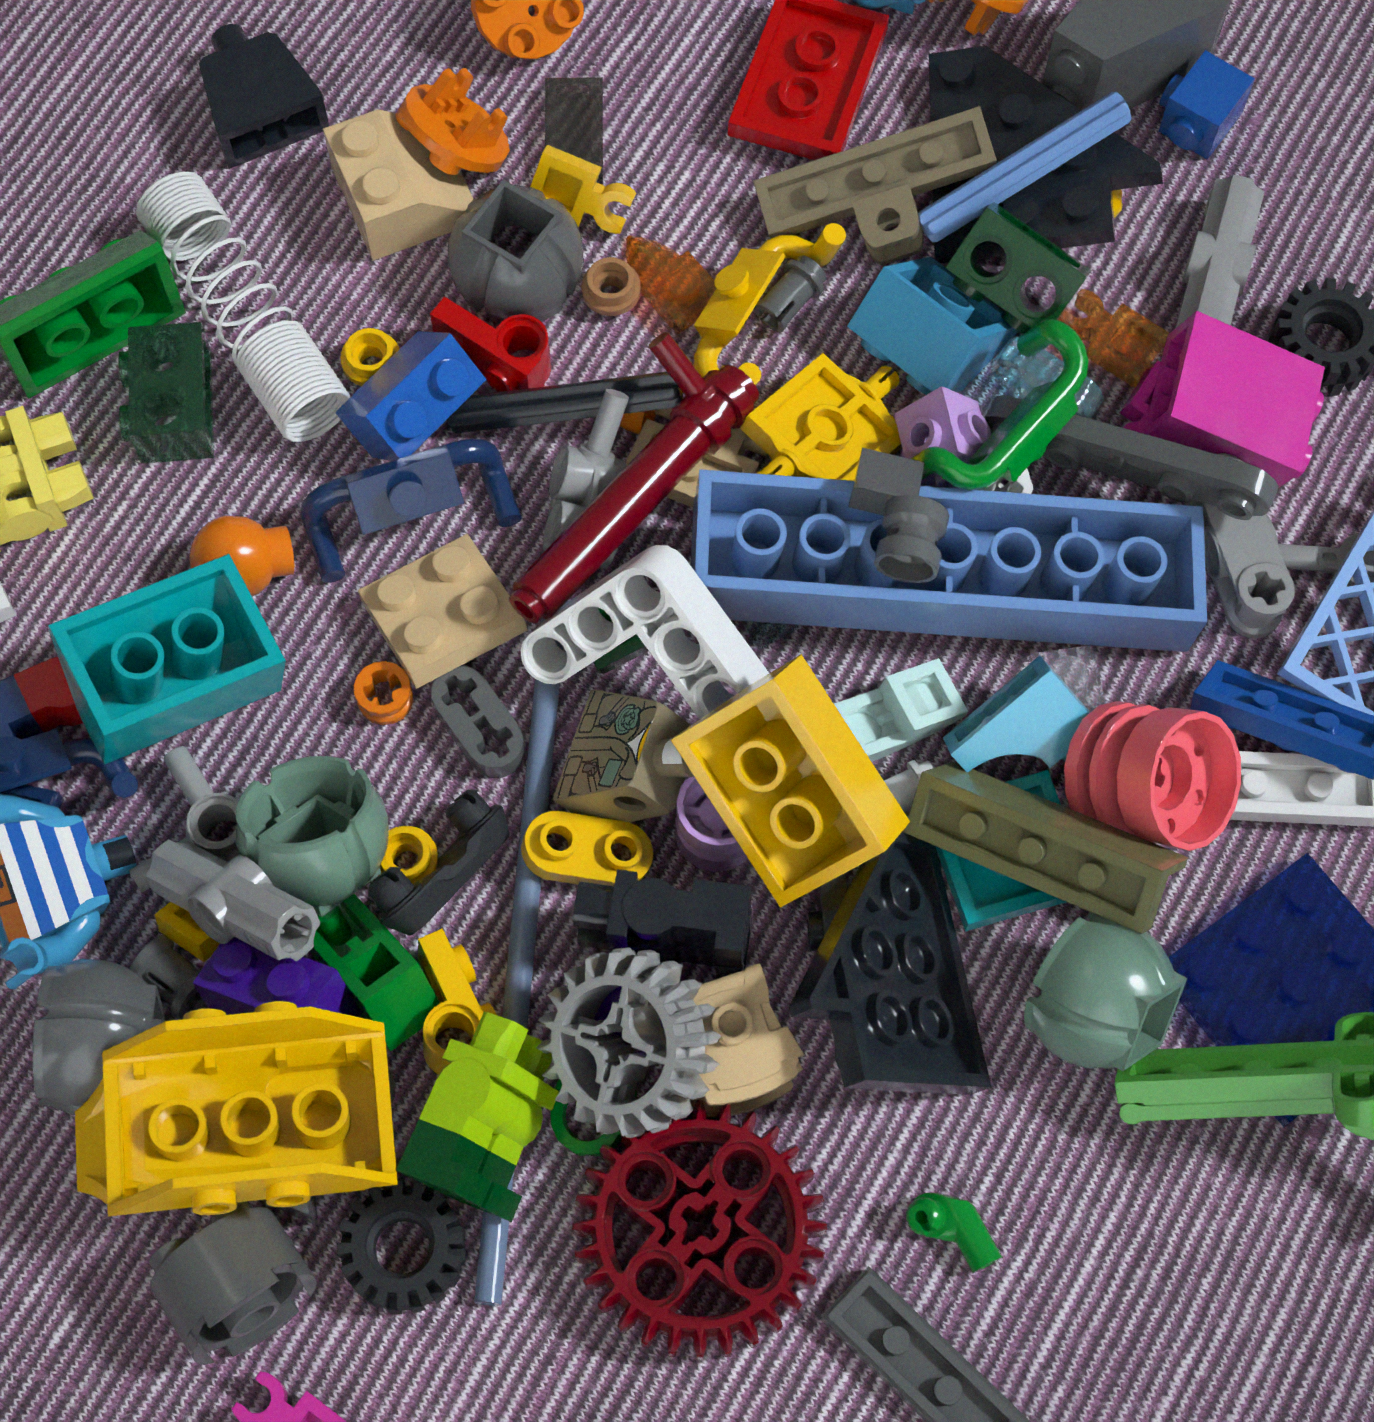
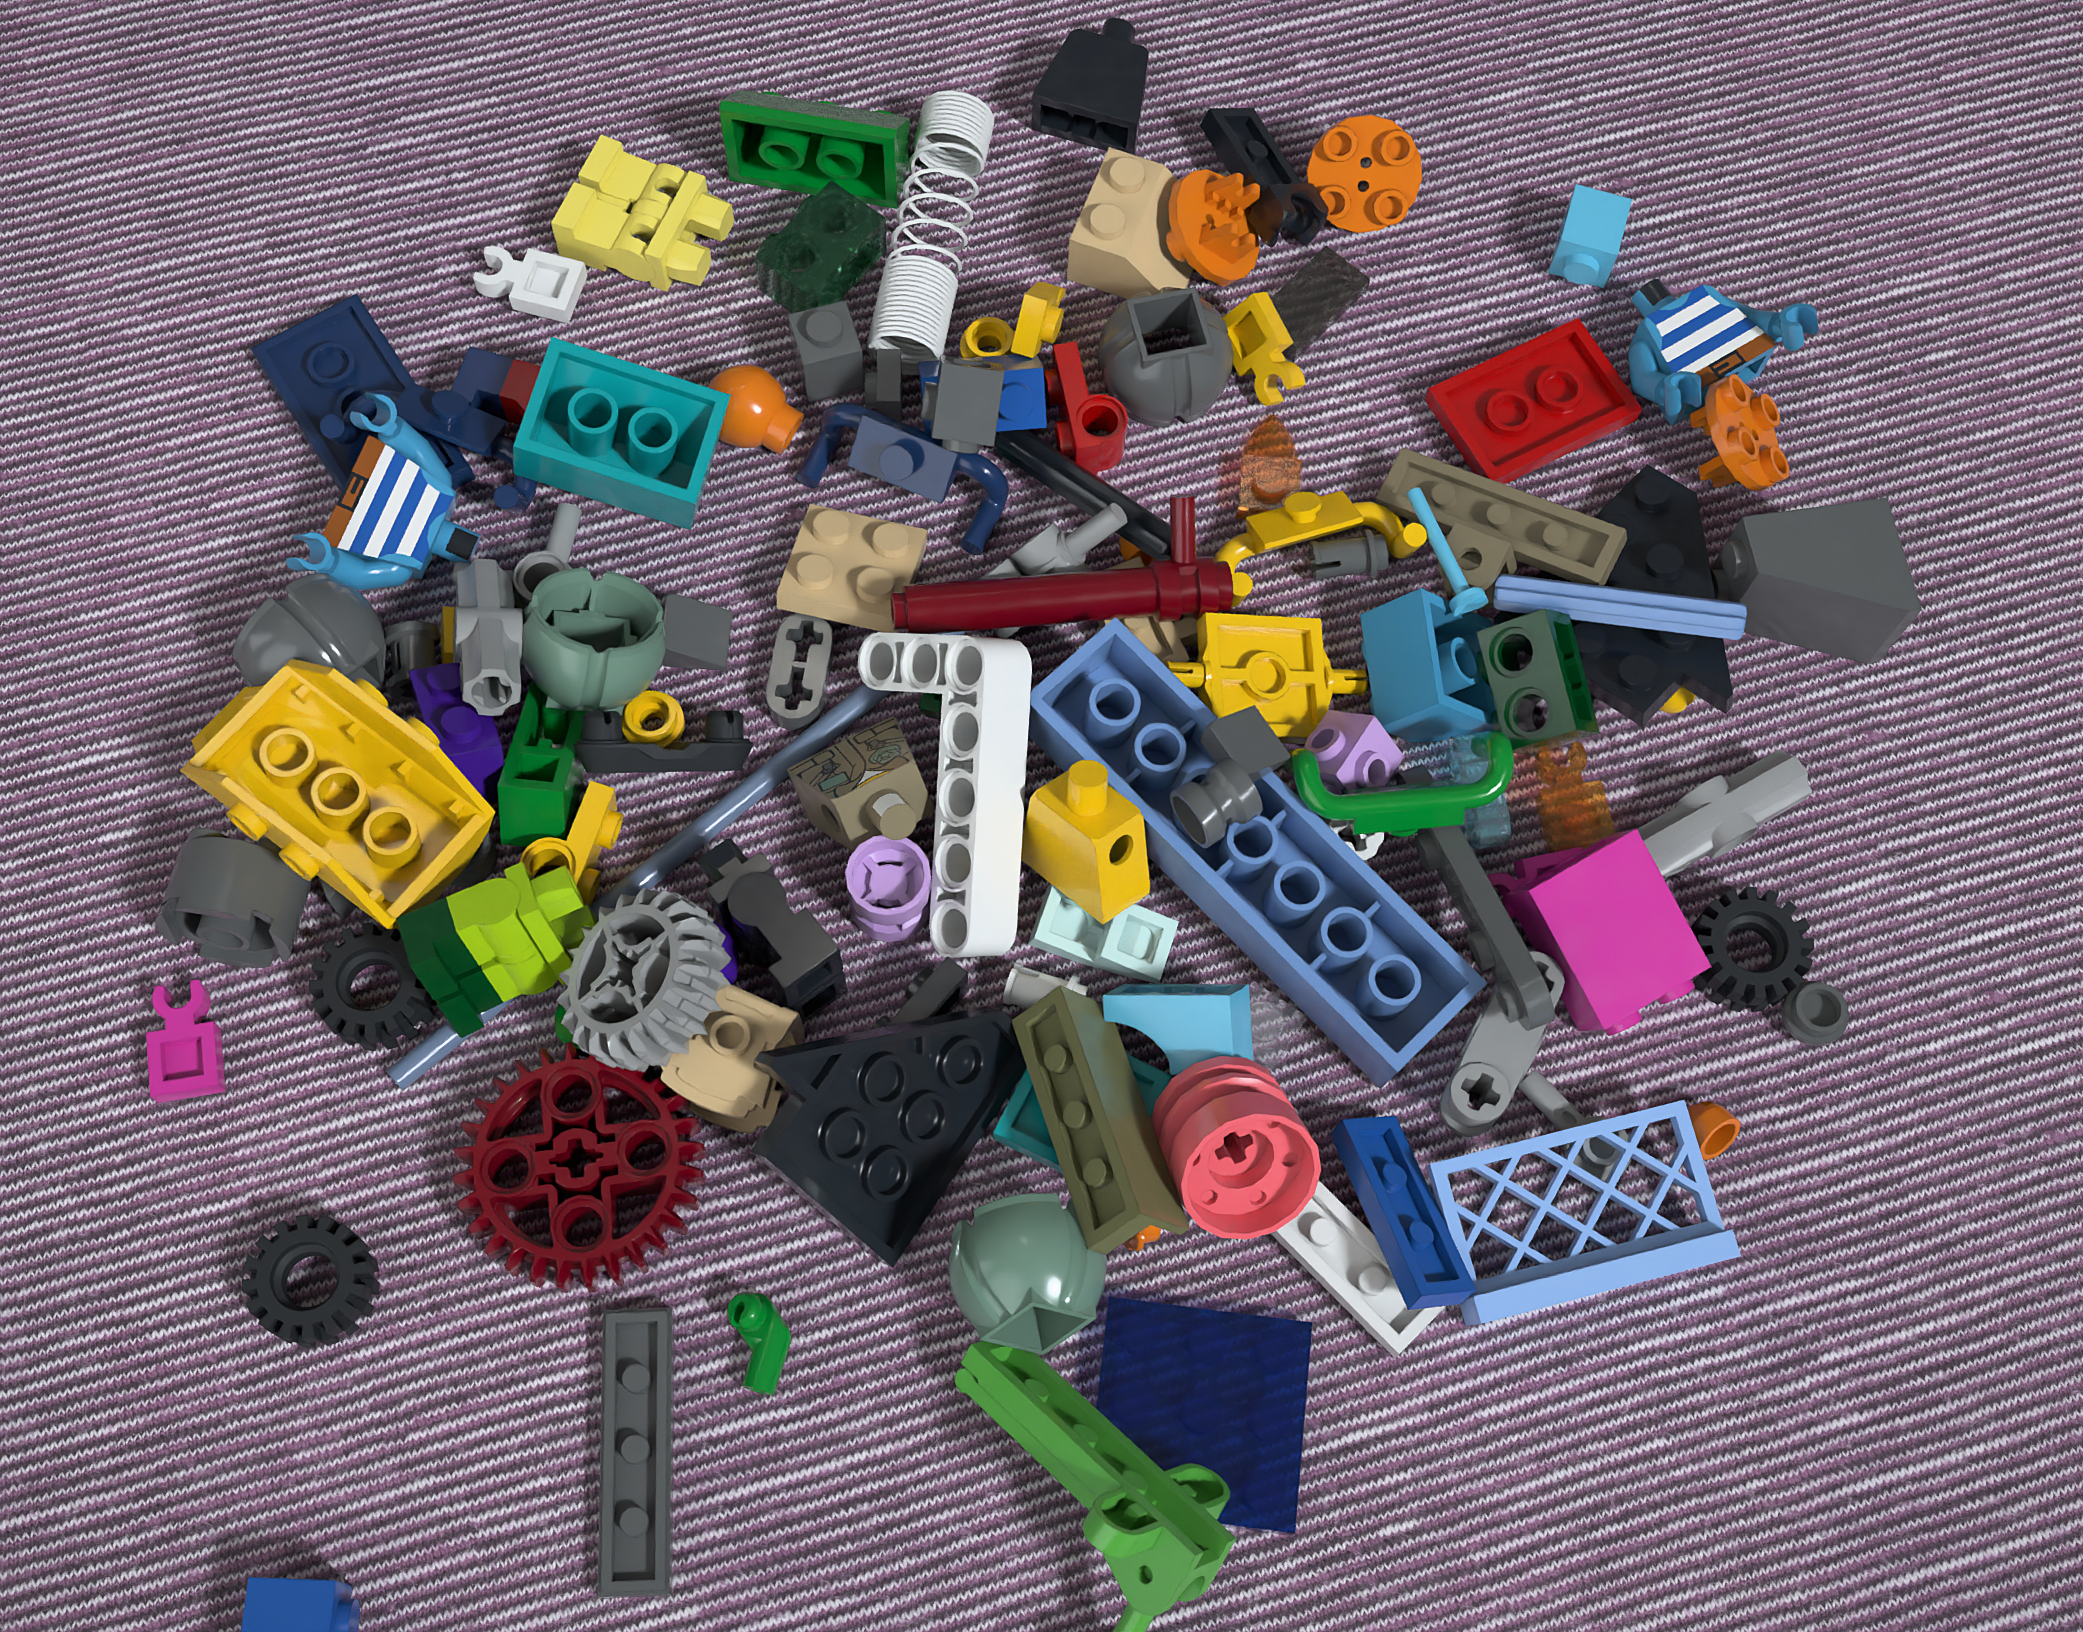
camera: 40 degrees right, 0 degrees up
(254, 463) = (826, 351): none -> dark grey brick
(327, 451) = (884, 387): none -> dark grey plate
(365, 688) = (749, 577): orange bush -> none
(377, 756) = (696, 634): none -> dark grey slope
(399, 302) = (1038, 319): none -> yellow plate
(424, 406) = (963, 403): none -> dark grey brick
(426, 53) = (1249, 149): none -> black plate
(588, 850) = (779, 828): yellow plate -> none
(606, 273) = (1222, 426): medium nougat plate -> none
(792, 782) = (947, 901): yellow slope -> none
(841, 644) = (1087, 841): none -> yellow torso
(915, 249) = (1466, 598): none -> medium azure piece
(1204, 104) = (1835, 685): blue brick -> none

